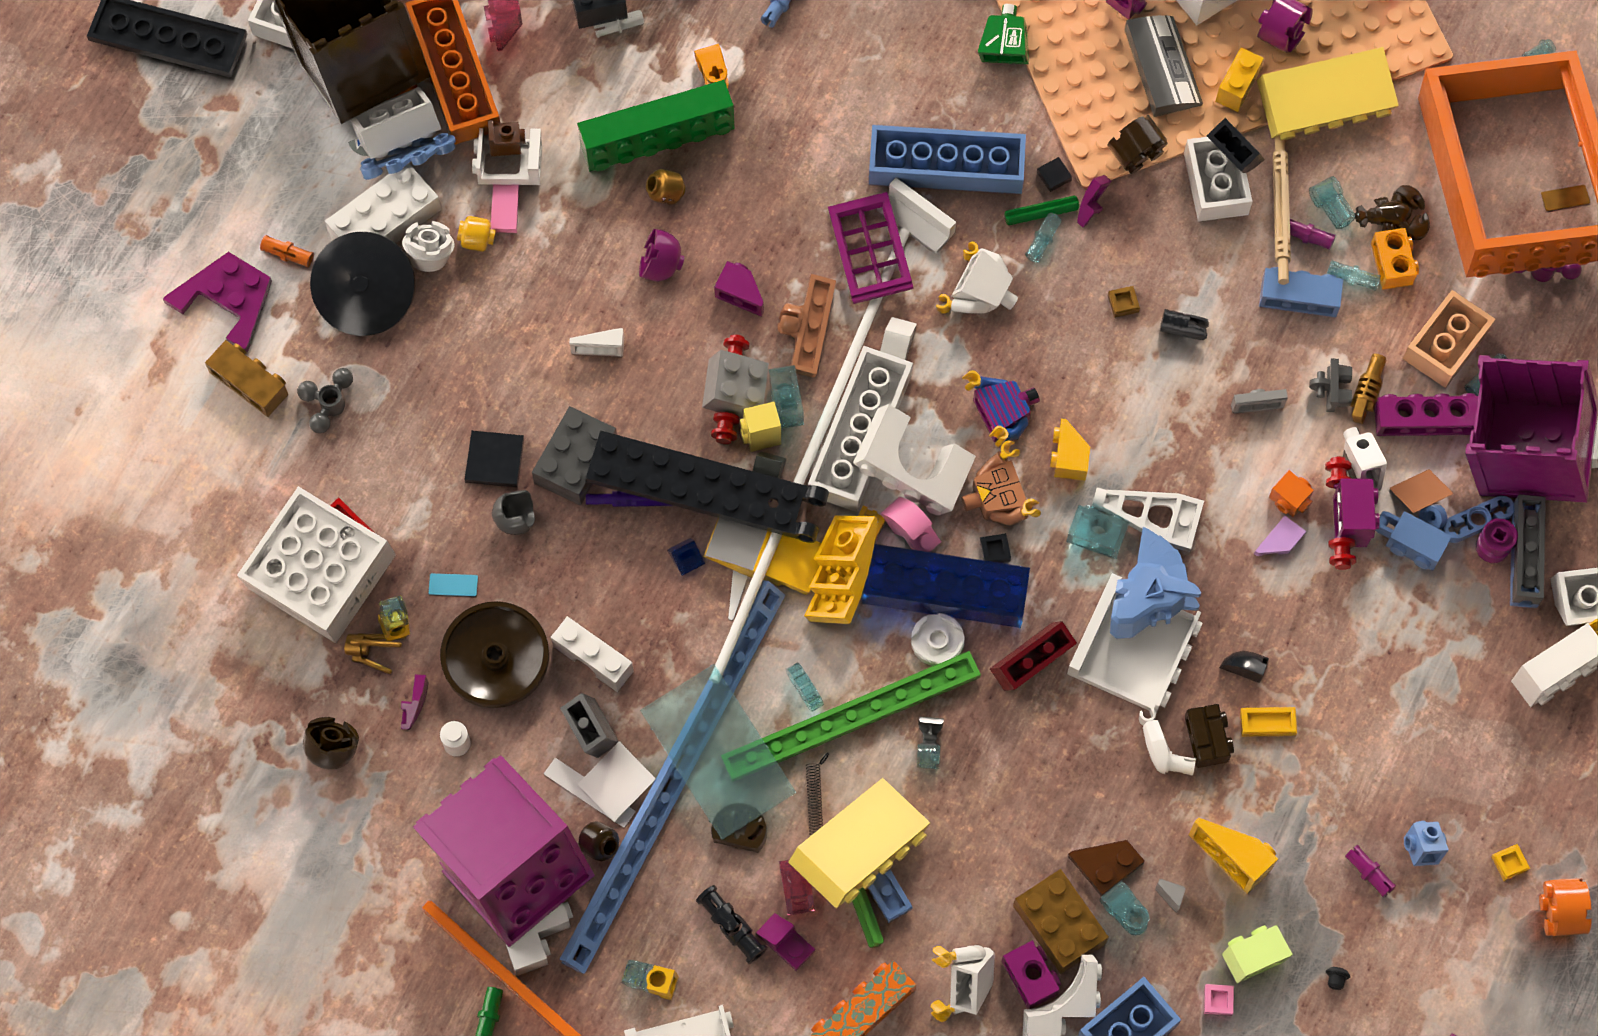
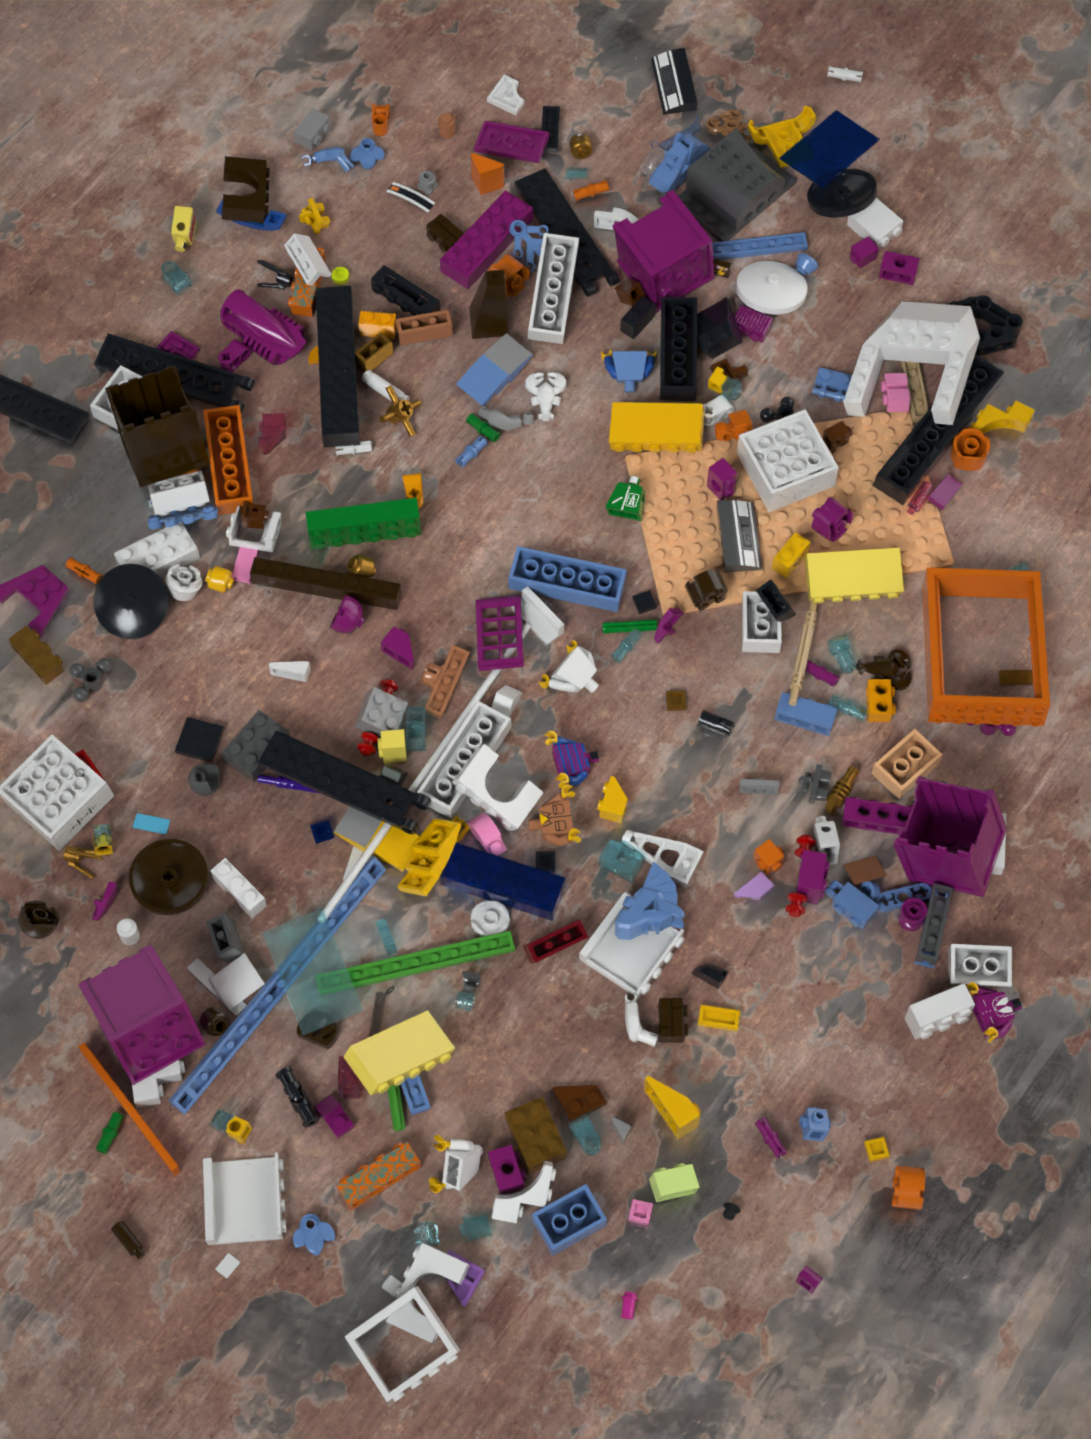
camera: 10 degrees right, 5 degrees down
(620, 216) = (325, 583): none -> dark brown brick

